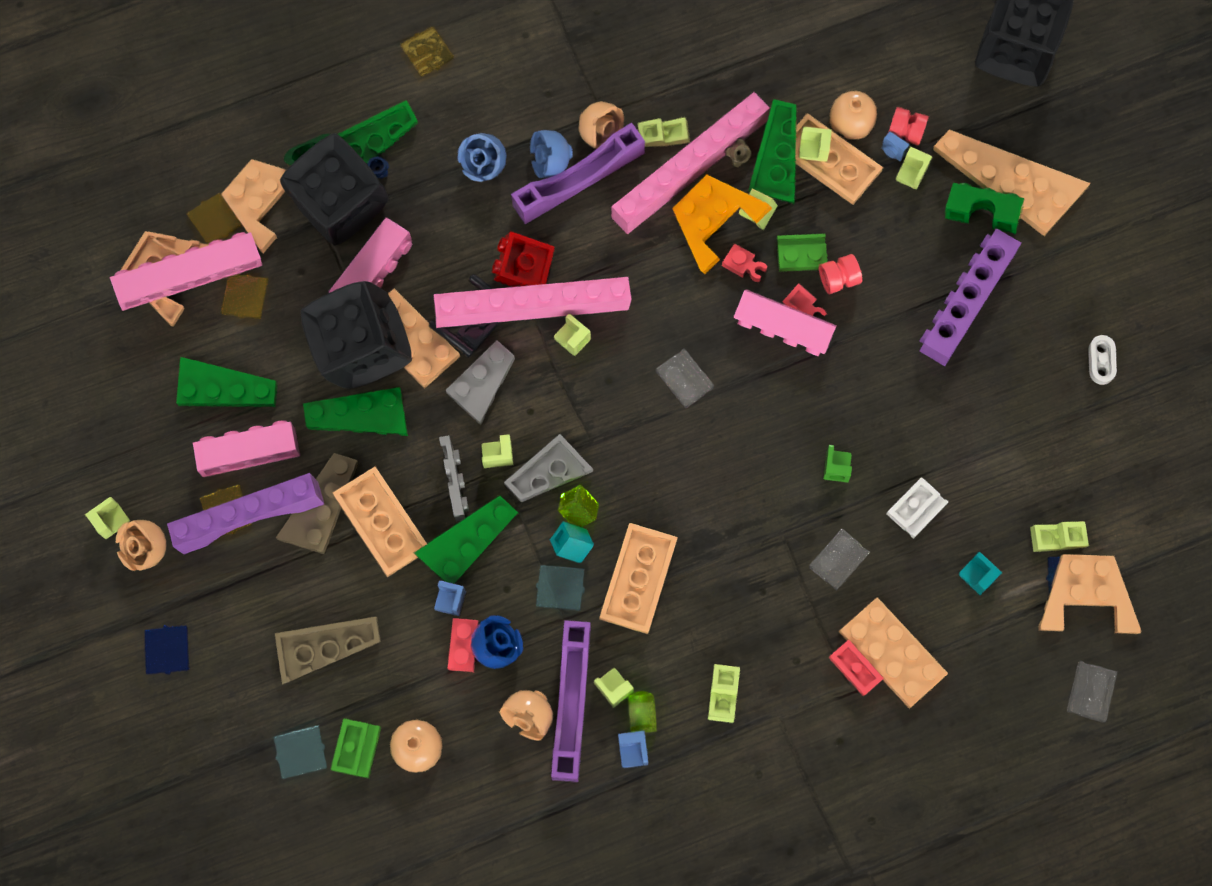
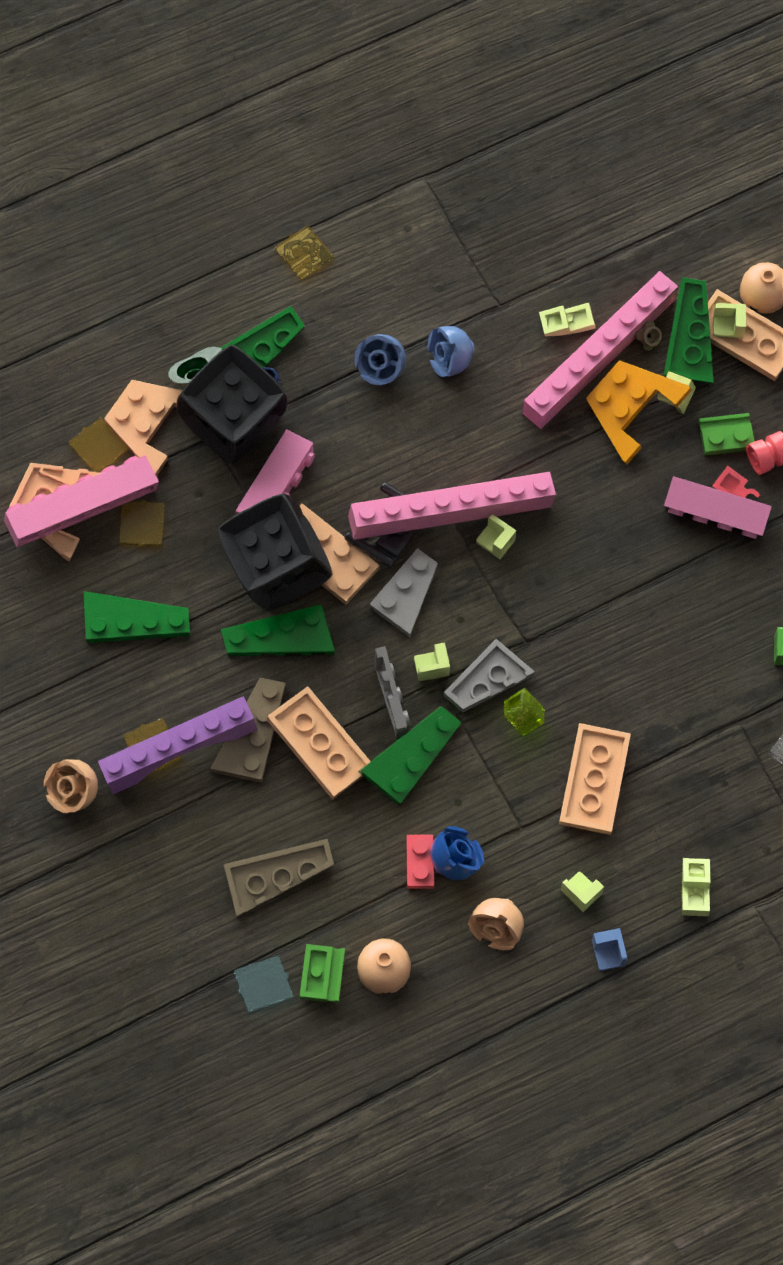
camera: 10 degrees left, 5 degrees down
(107, 517) = (29, 763): yellowish green panel -> none
(166, 650) = (109, 892): clear blue piece -> none
(246, 449) = (167, 680): bright pink brick -> none
(450, 598) = (401, 814): medium blue panel -> none
(522, 261) = (434, 464): red plate -> none
(547, 193) = (451, 393): medium lavender arch -> none
(560, 587) = (513, 795): clear light blue piece -> none
(571, 542) = (521, 748): teal panel -> none
(571, 701) = (540, 906): medium lavender arch -> none
(599, 123) = (500, 316): light nougat cylinder -> none
(642, 712) = (614, 911): clear neon green bracket -> none
(684, 378) = (619, 572): clear plate -> none
(741, 261) = (664, 448): coral plate -> none

